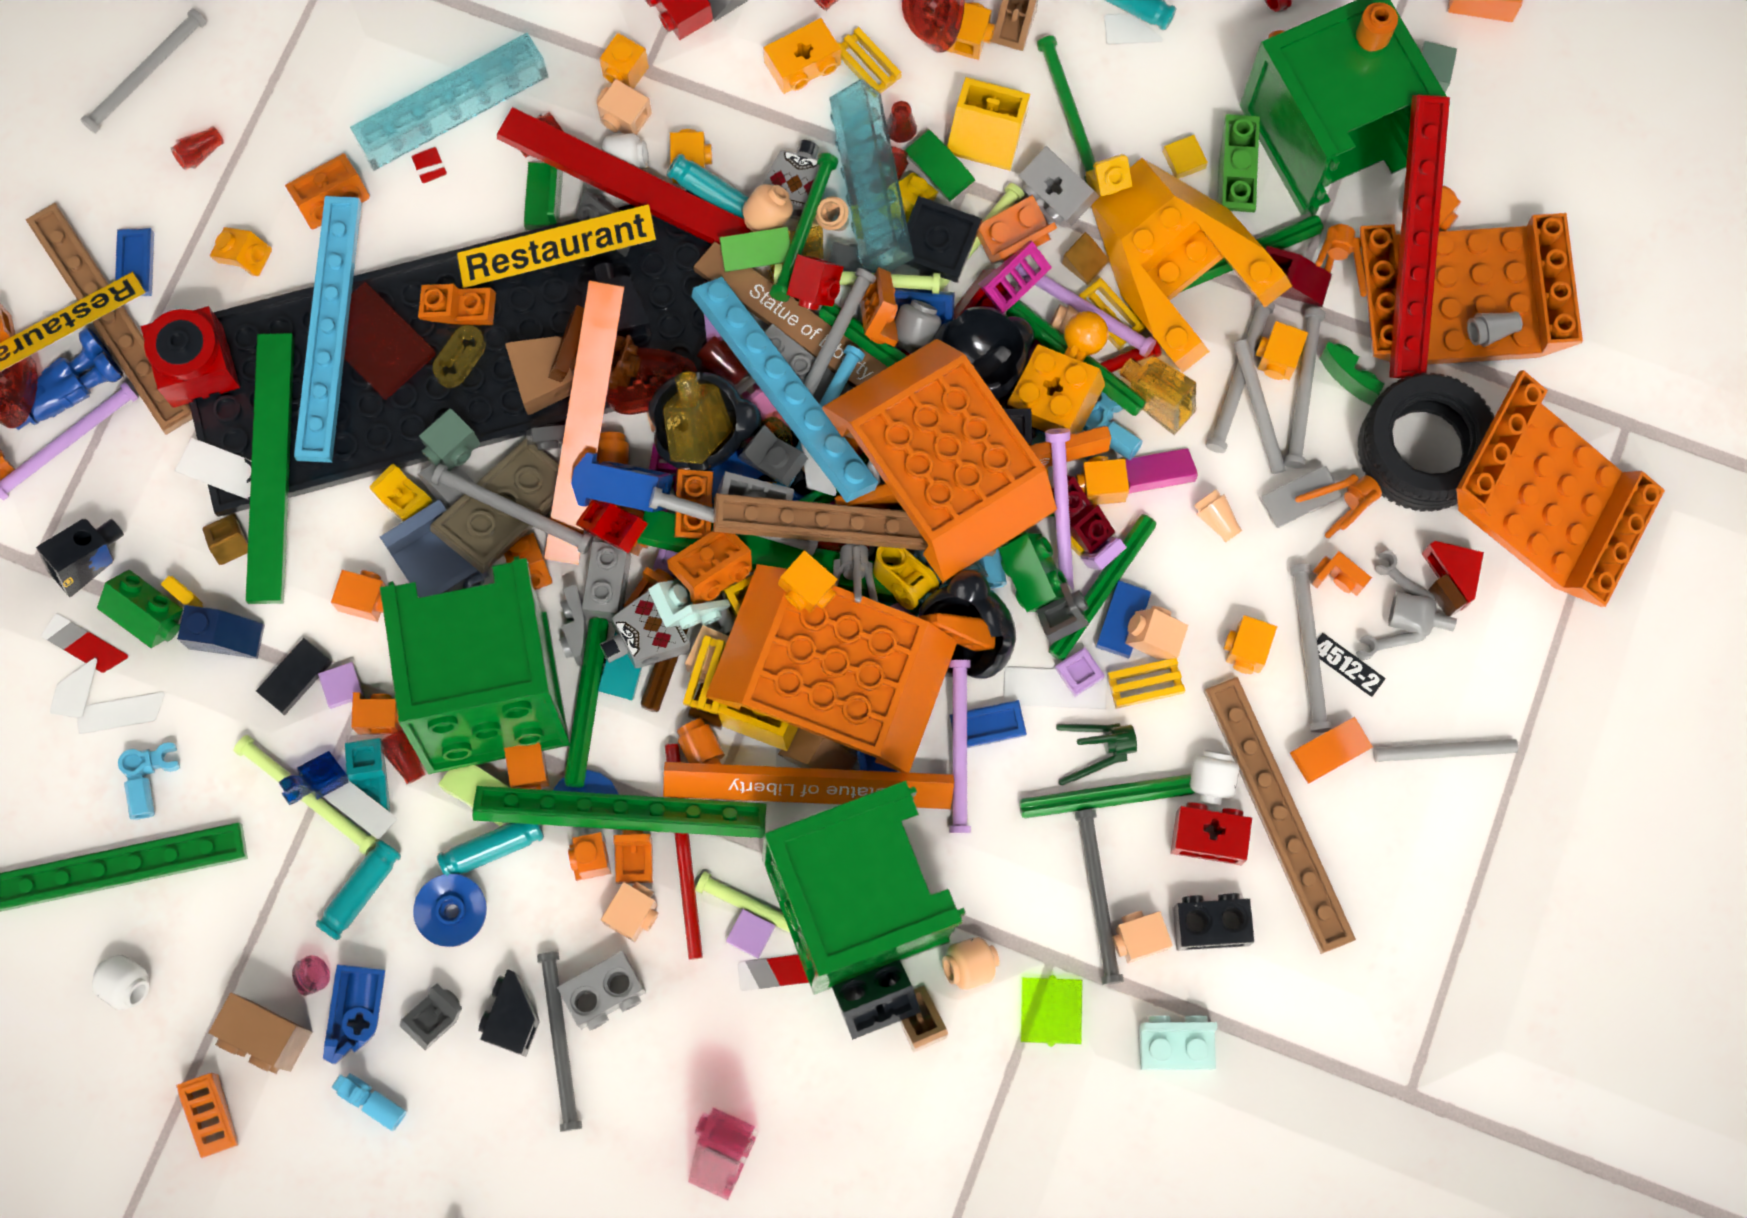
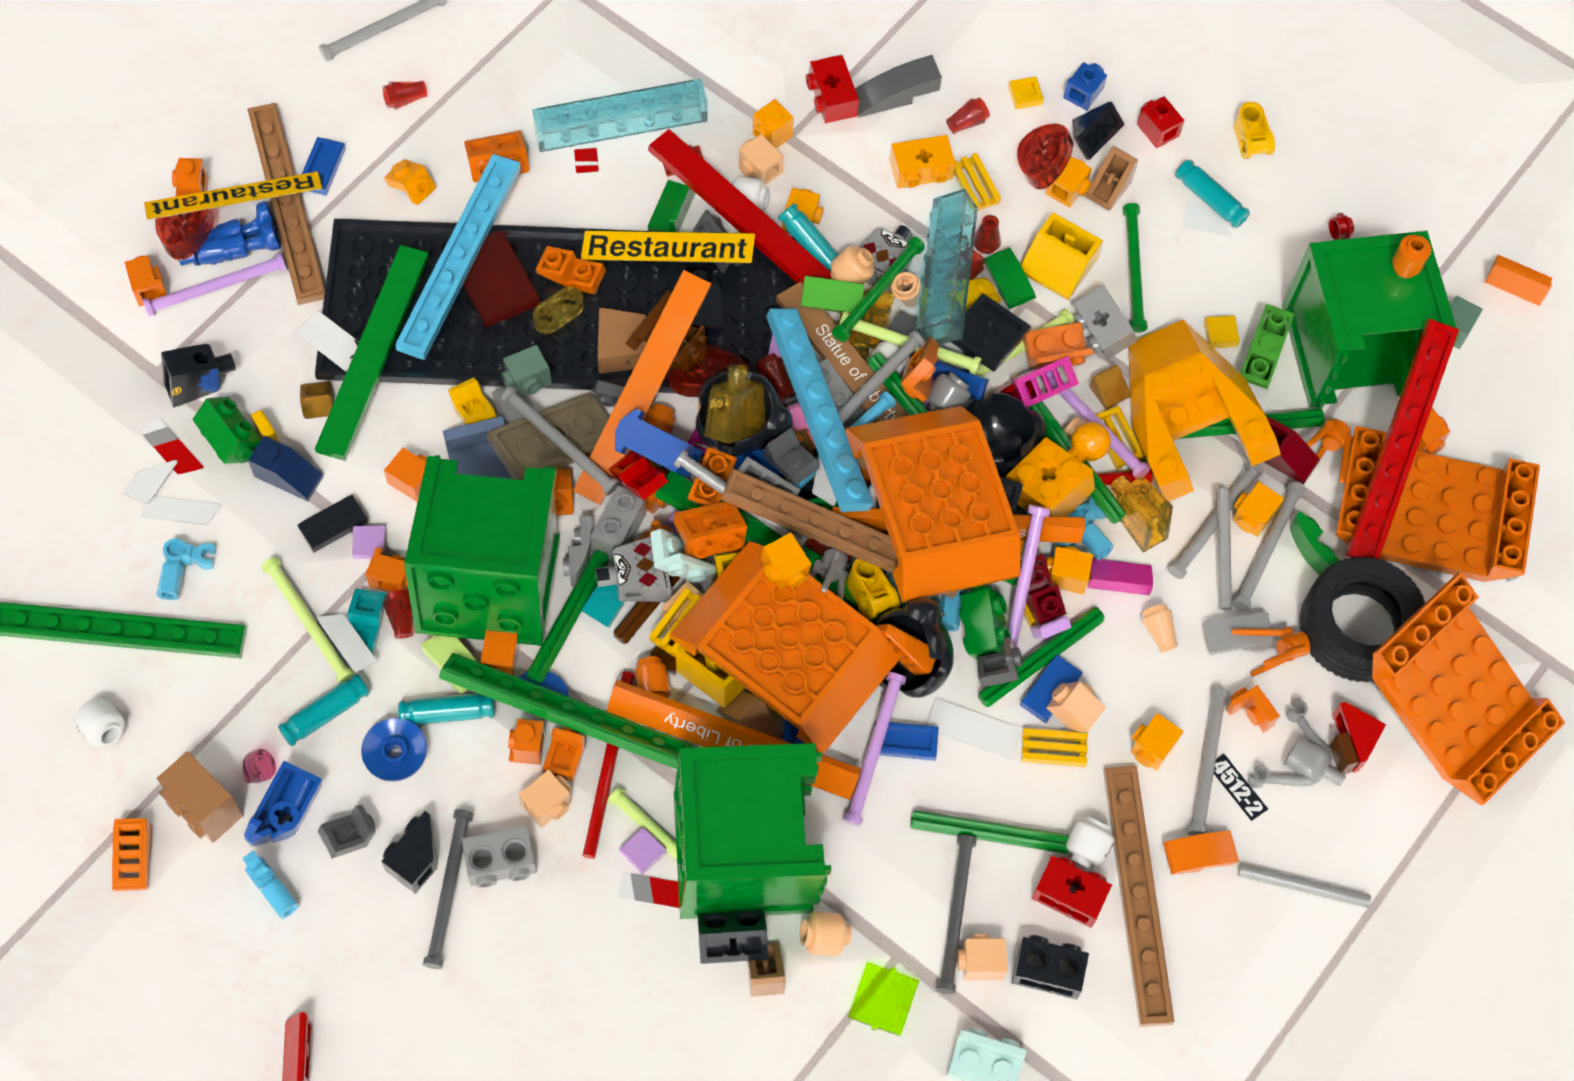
camera: 15 degrees right, 10 degrees down
(189, 355) = (339, 243): red piece -> none
(316, 776) = (321, 607): clear blue plate -> none
(721, 1152) = (555, 1019): clear pink wedge -> none
(815, 282) = (872, 332): red brick -> none
(1080, 672) = (999, 720): lavender tile -> none
(1110, 175) = (1151, 323): yellow bracket -> none
(1116, 739) = (1013, 786): dark green plant -> none
(1491, 327) = (1448, 540): light grey cone -> none

